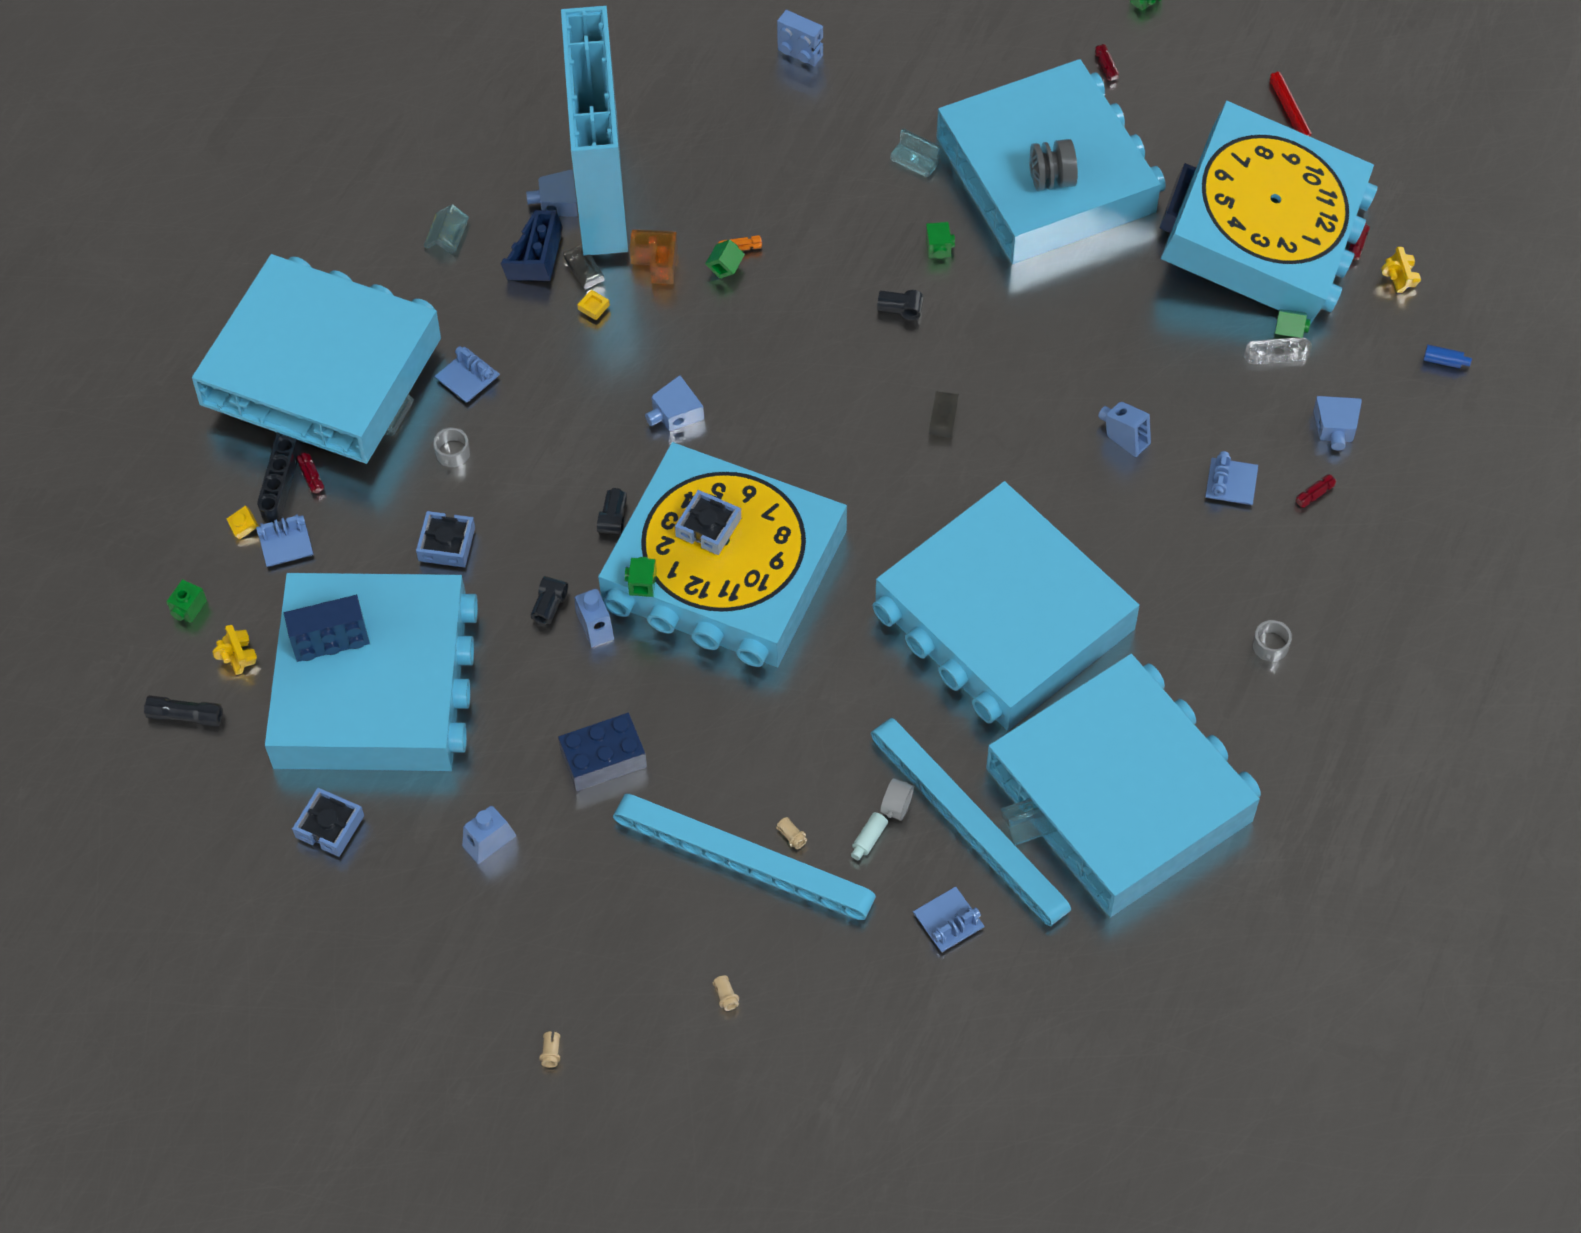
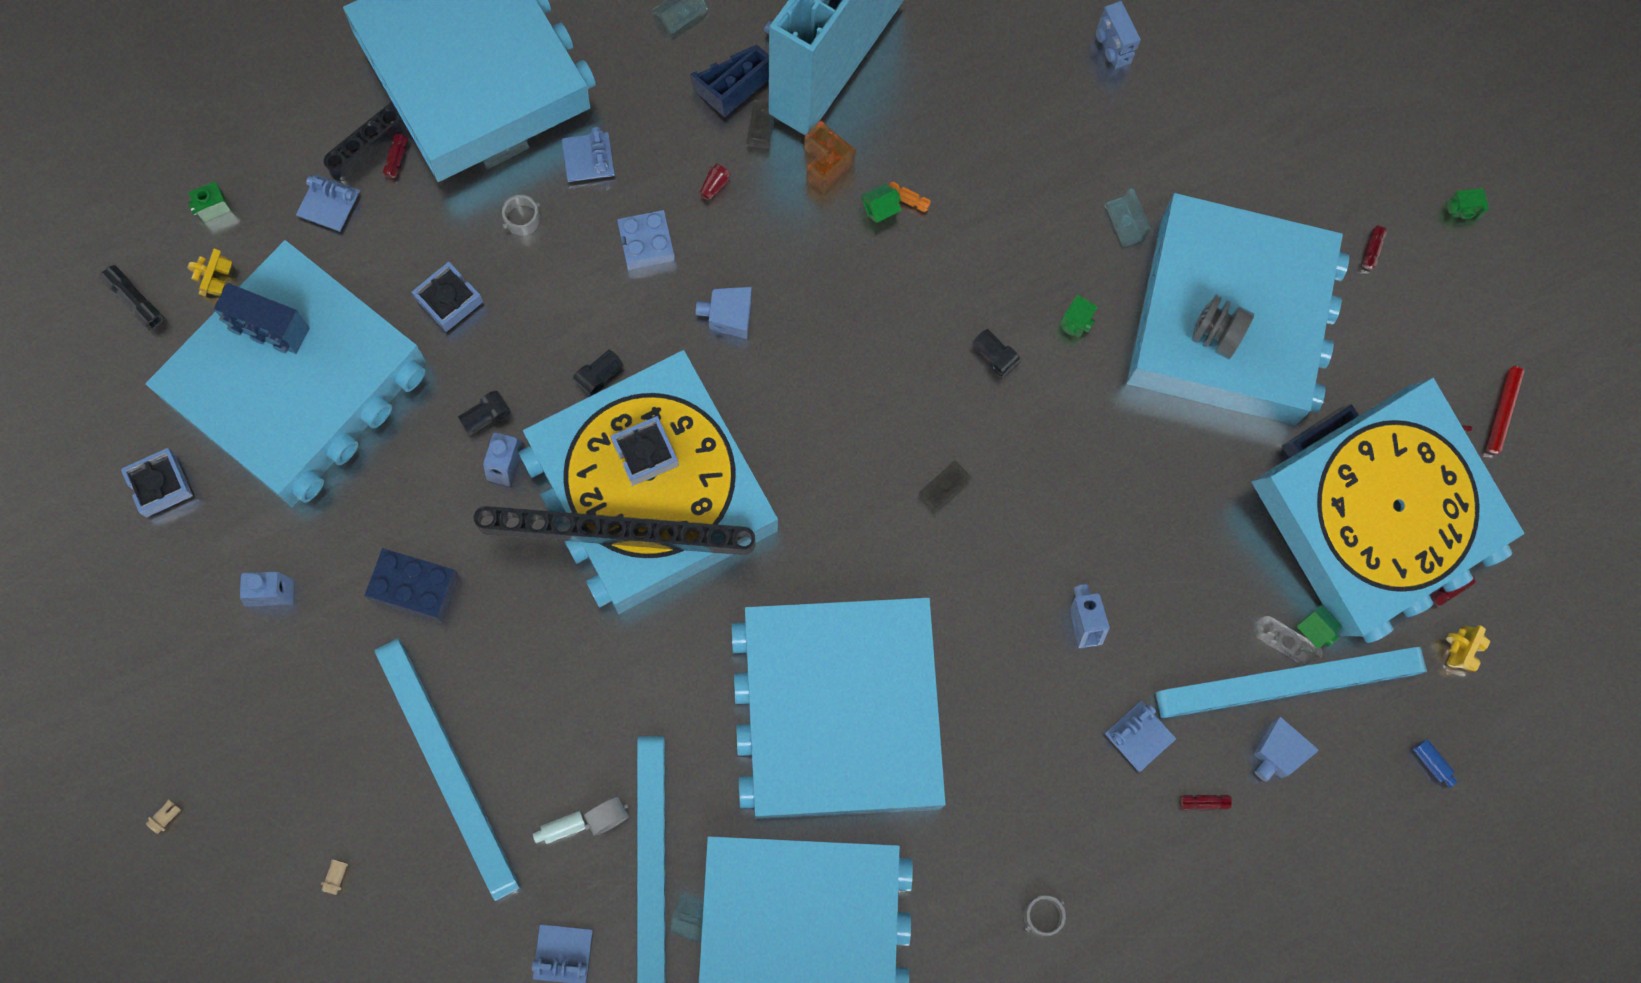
camera: 30 degrees right, 15 degrees up
(242, 522) = (308, 162): yellow plate -> none
(566, 400) = (646, 239): none -> medium blue piece
(583, 327) = (714, 181): none -> dark red cone
(593, 304) = (740, 166): yellow plate -> none
(641, 576) = (551, 459): green brick -> none
(730, 599) = (605, 523): none -> black beam
(791, 833) = (502, 776): tan pin -> none
(1302, 374) = (1290, 682): none -> medium azure beam

